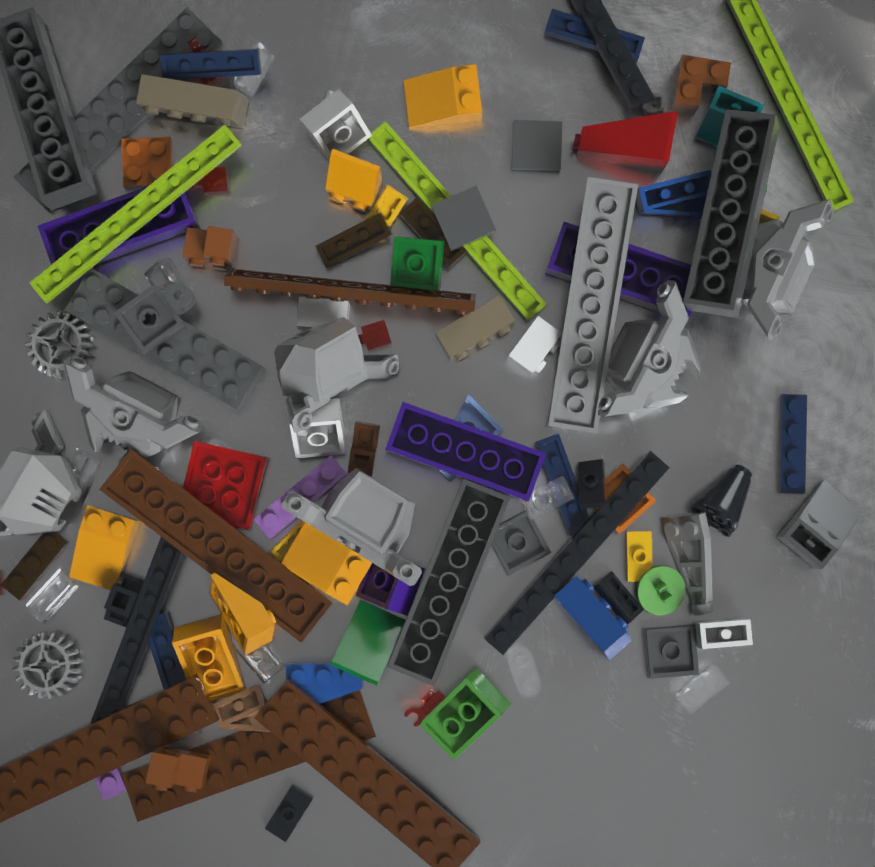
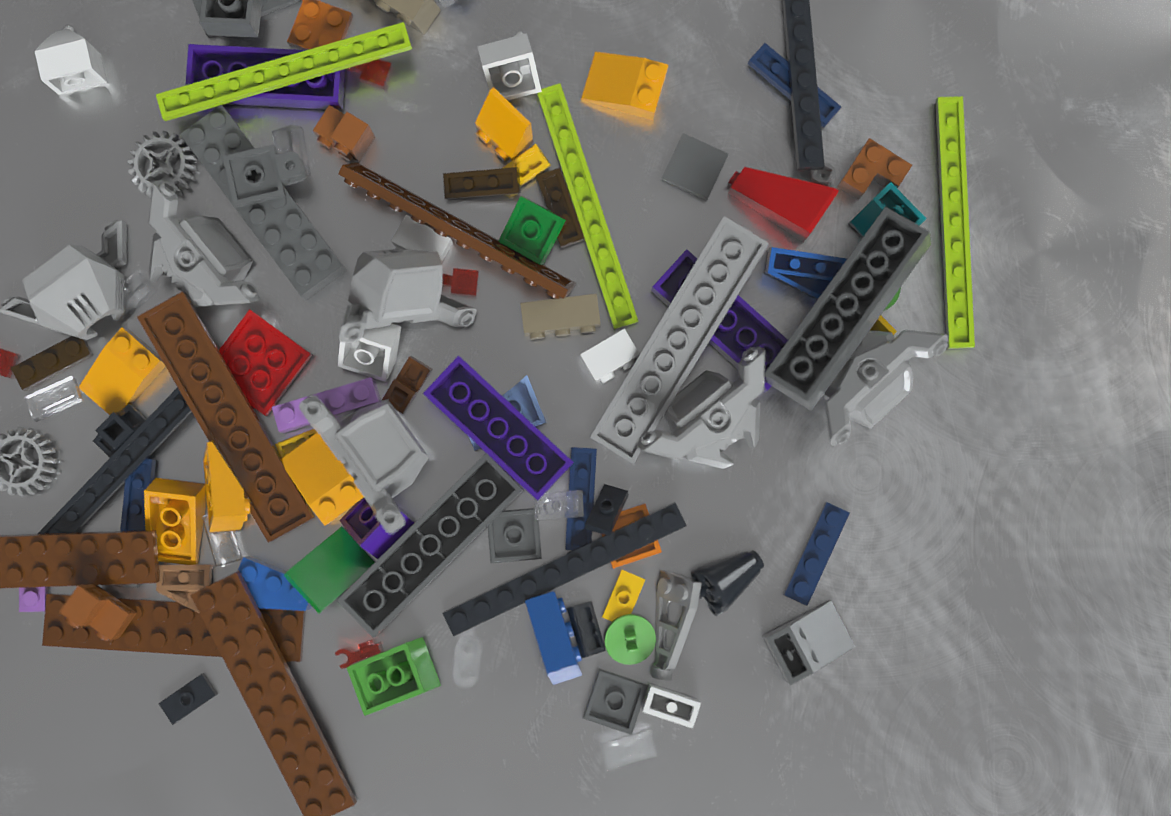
camera: 20 degrees right, 0 degrees up
(463, 218) = (594, 206): dark grey tile -> none

